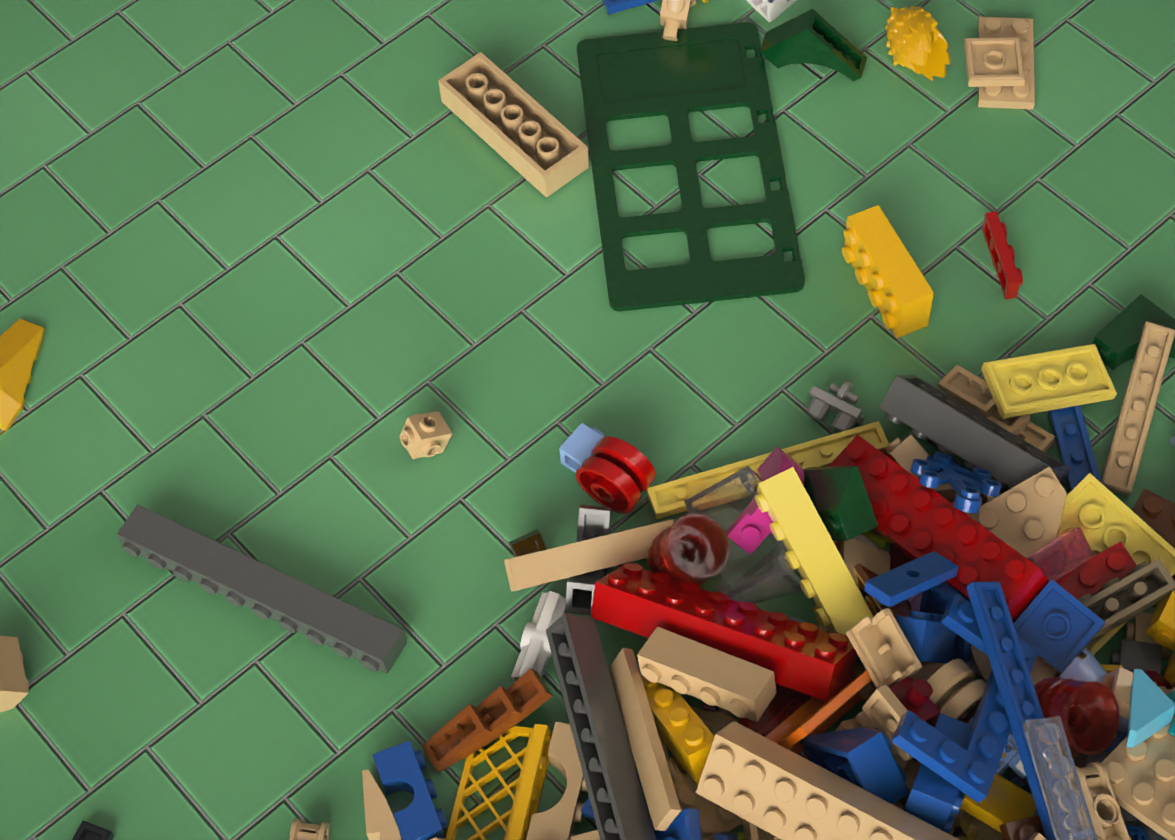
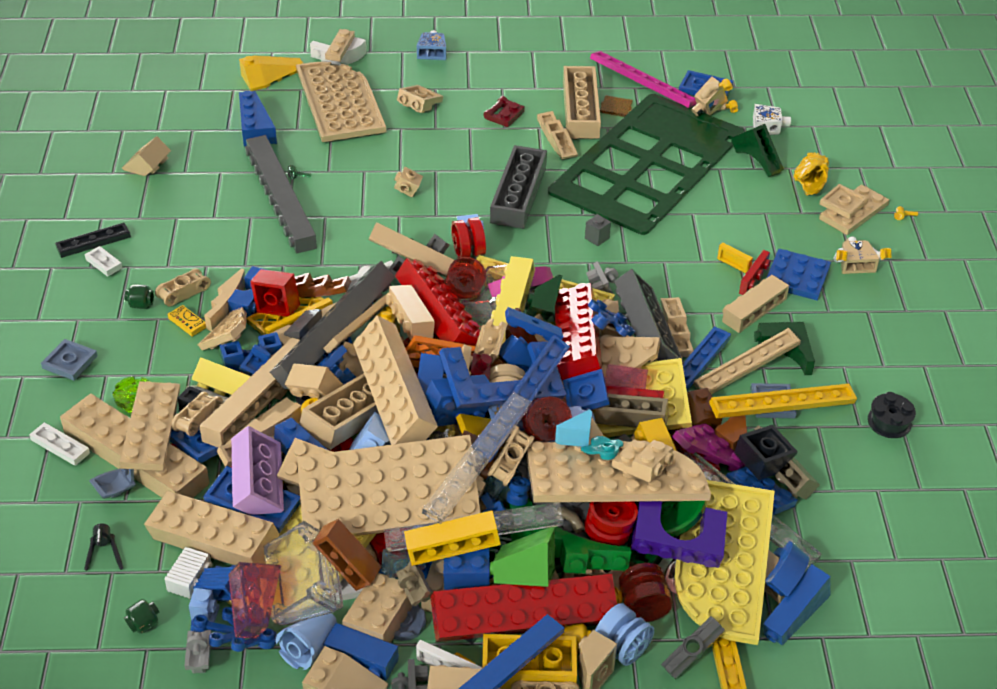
camera: 35 degrees right, 15 degrees down
(75, 260) = (340, 45): none -> tan plate
(77, 274) = (355, 51): none -> white arch
(83, 486) = (254, 118): none -> blue wedge
(167, 357) = (340, 101): none -> tan plate
(200, 162) = (431, 46): none -> medium blue torso
(237, 537) = (293, 173): none -> clear green hand
(280, 271) = (418, 98): none -> tan plate
(426, 207) = (507, 115): none -> dark red plate
(464, 778) = (275, 293): none -> red brick
(533, 205) = (556, 135): none -> tan slope
(544, 23) = (643, 78): none -> dark pink tile
(555, 93) = (616, 106): none -> clear orange piece
(557, 800) = (303, 324): none -> dark grey slope
(582, 333) = (518, 187): none -> dark grey brick
(751, 329) = (597, 230): none -> dark grey brick
(887, 272) = (685, 243): yellow brick -> none
(956, 248) = (734, 257): none -> yellow tile
(1044, 217) = (801, 272): none -> blue plate
(1048, 381) = (714, 325): light yellow tile -> none
(1049, 300) = (755, 303): none -> tan brick
(1064, 30) = (900, 213): none -> yellow hand
(1092, 136) = (860, 256): none -> tan torso

